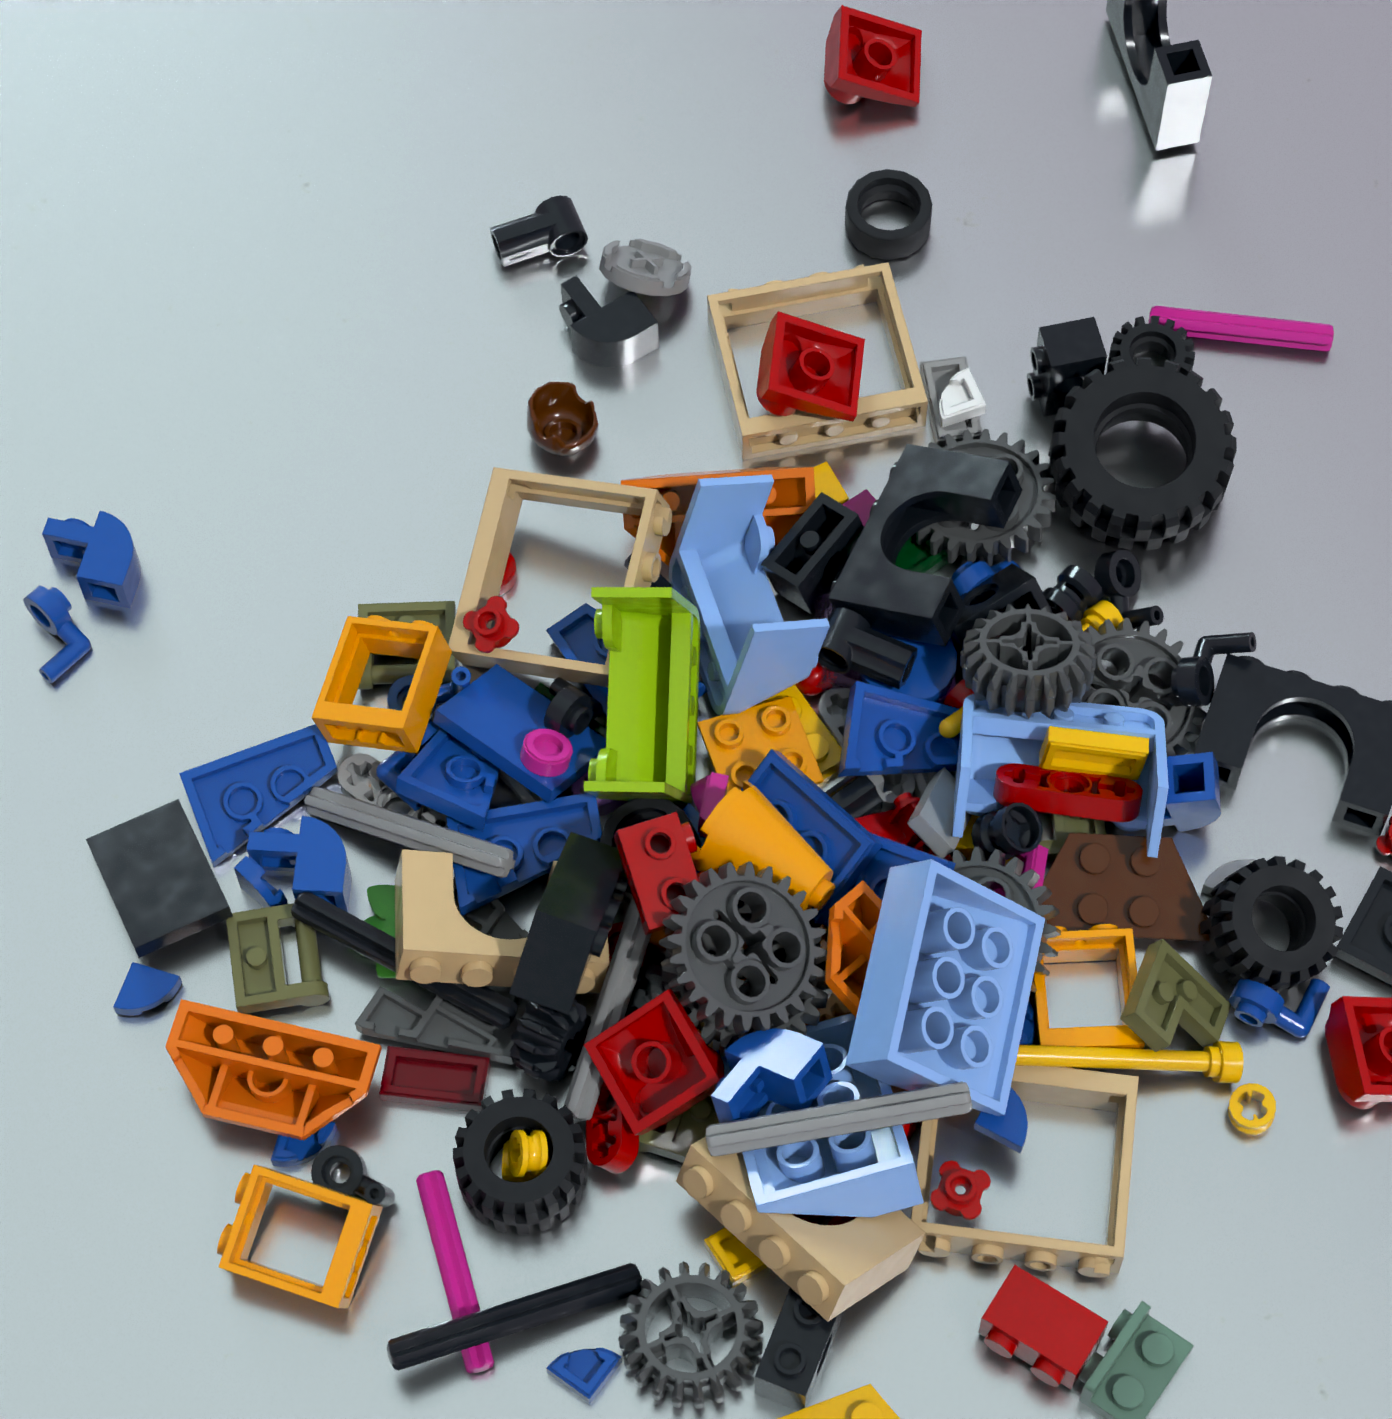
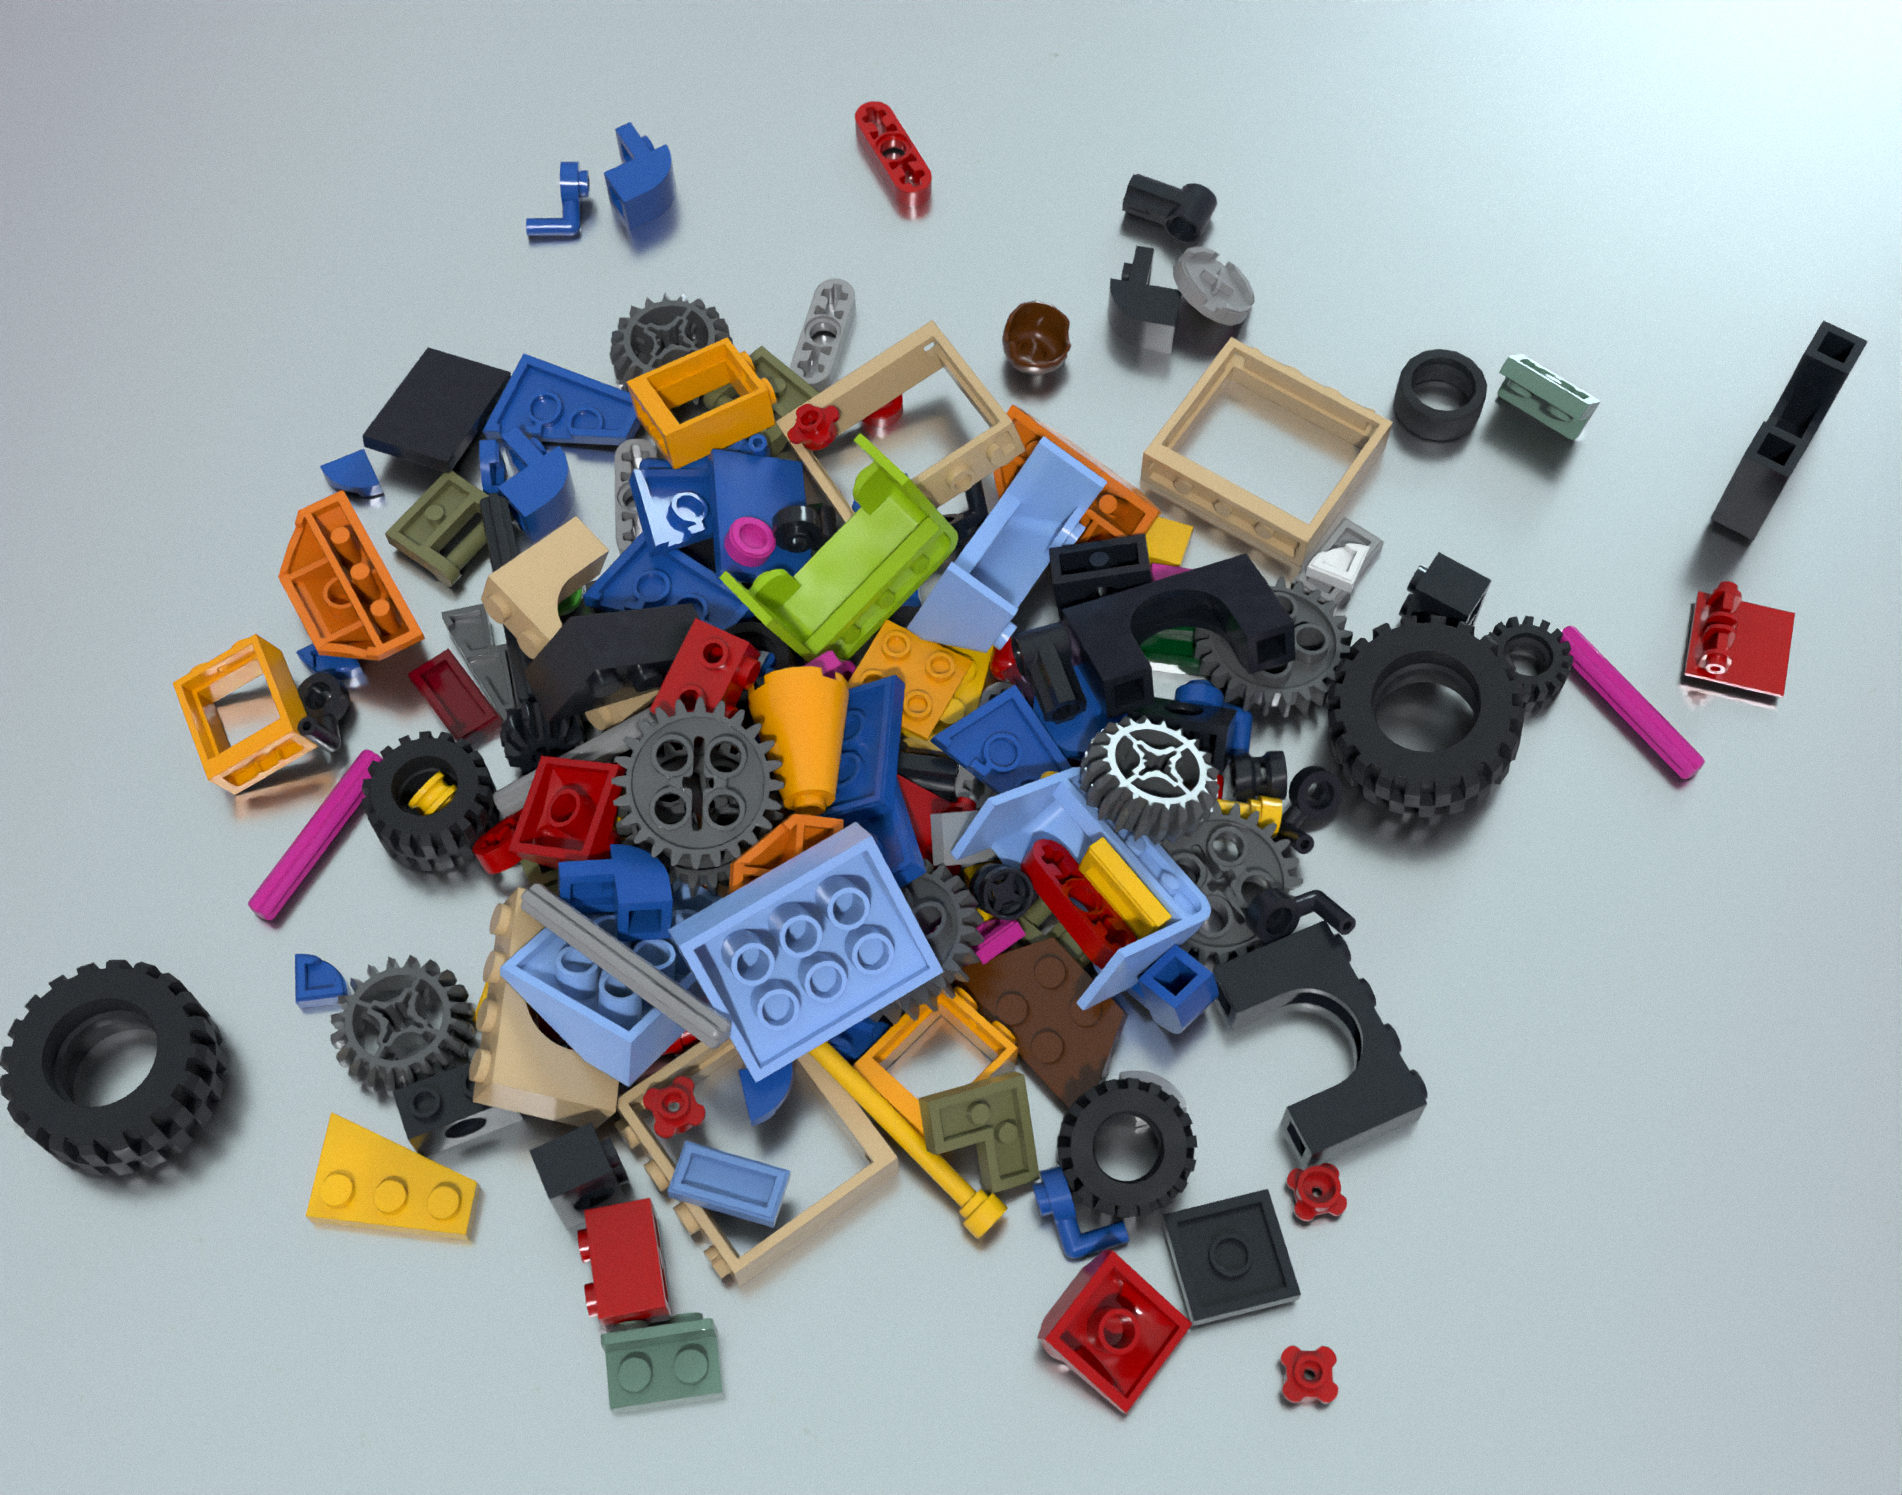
camera: 45 degrees right, 0 degrees up
(255, 684) = (663, 333): none -> dark grey gear
(289, 383) = (893, 170): none -> red beam
(389, 538) = (818, 320): none -> light grey beam
(409, 831) = (611, 519): light grey axle -> none
(513, 1316) = (308, 897): black axle -> none
(809, 369) = (1237, 443): red slope -> none
(872, 59) = (1554, 277): red slope -> none
(947, 1299) = (580, 1173): none -> black brick
(964, 153) = (1546, 396): none -> sand green bracket
(1054, 1203) = (729, 1184): none -> medium blue tile
(1265, 223) = (1739, 642): none -> red hinge
(1268, 1108) = (982, 1277): yellow bush -> none

